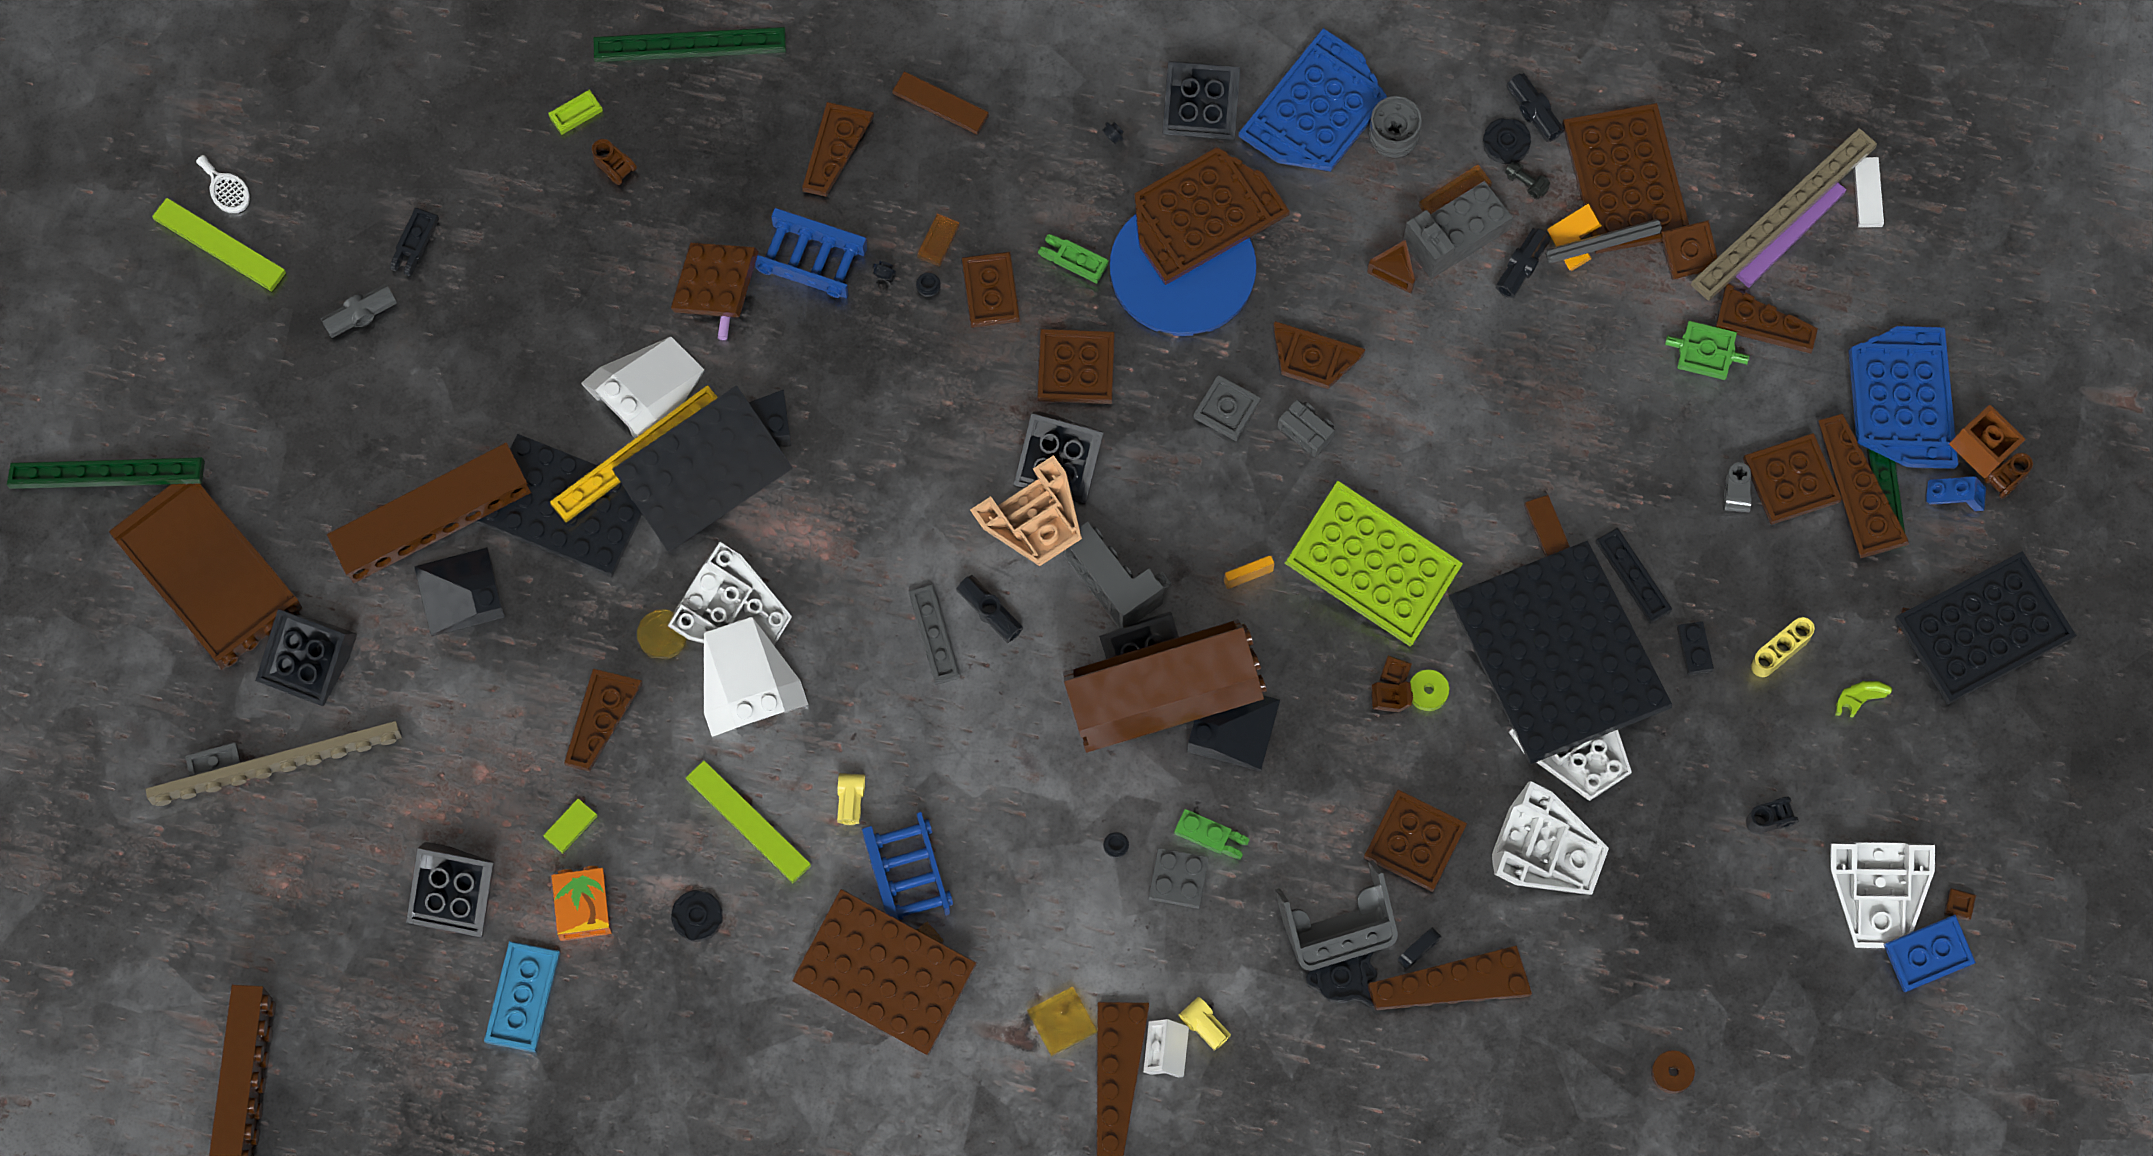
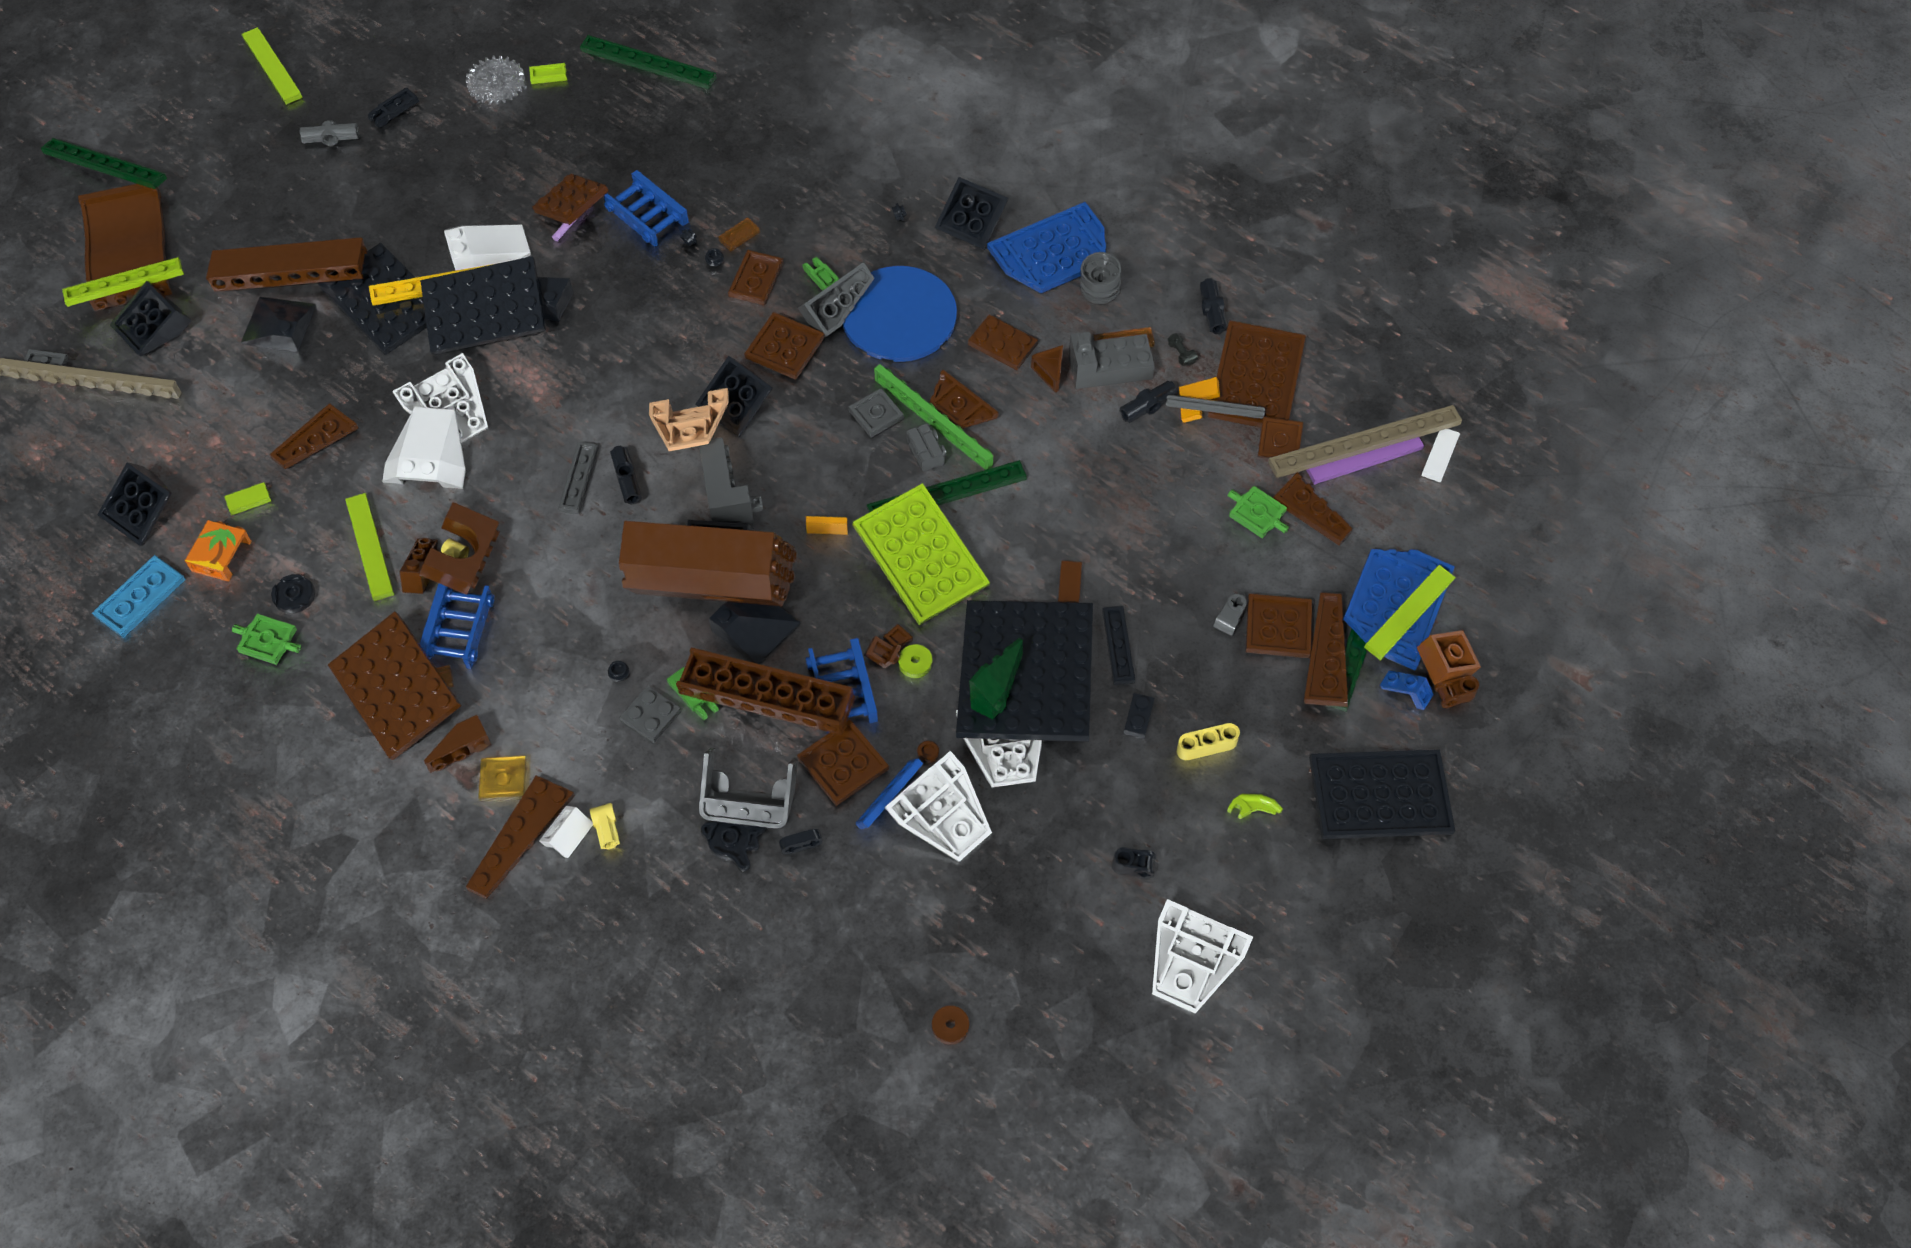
camera: 25 degrees right, 10 degrees down
(204, 162) = (297, 30): white piece -> none
(247, 622) = (122, 281): none -> lime tile
(519, 150) = (495, 80): none -> clear gear
(614, 164) = (550, 106): reddish brown piece -> none
(657, 638) = (387, 405): clear yellow tile -> none
(704, 982) = (266, 639): none -> bright green plate
(821, 820) = (410, 571): none -> reddish brown slope
(835, 142) = (705, 150): reddish brown wing -> none
(872, 753) = (458, 572): none -> reddish brown arch
(940, 103) = (792, 154): reddish brown tile -> none
(998, 997) = (460, 742): none -> reddish brown slope
(1105, 288) = (833, 304): none -> dark grey wedge
(1203, 212) = (931, 281): reddish brown plate -> none
(1286, 383) = (933, 417): none -> bright green plate
(1297, 800) = (766, 691): none -> reddish brown tile
(1320, 254) = (1003, 342): none -> reddish brown plate
(1361, 466) = (969, 484): none -> dark green tile
(1376, 730) = (858, 671): none -> blue fence
(1471, 979) = (829, 882): reddish brown wing -> none
(1483, 854) = (888, 793): none -> blue tile
(1496, 788) = (928, 752): none -> reddish brown tile
(1506, 141) = (1181, 320): black tile -> none
(1548, 694) = (993, 682): none -> dark green wedge
(1924, 405) = (1409, 612): none -> lime tile
(1929, 953) = (1211, 1025): blue tile -> none
(1960, 904) = (1256, 998): reddish brown tile -> none

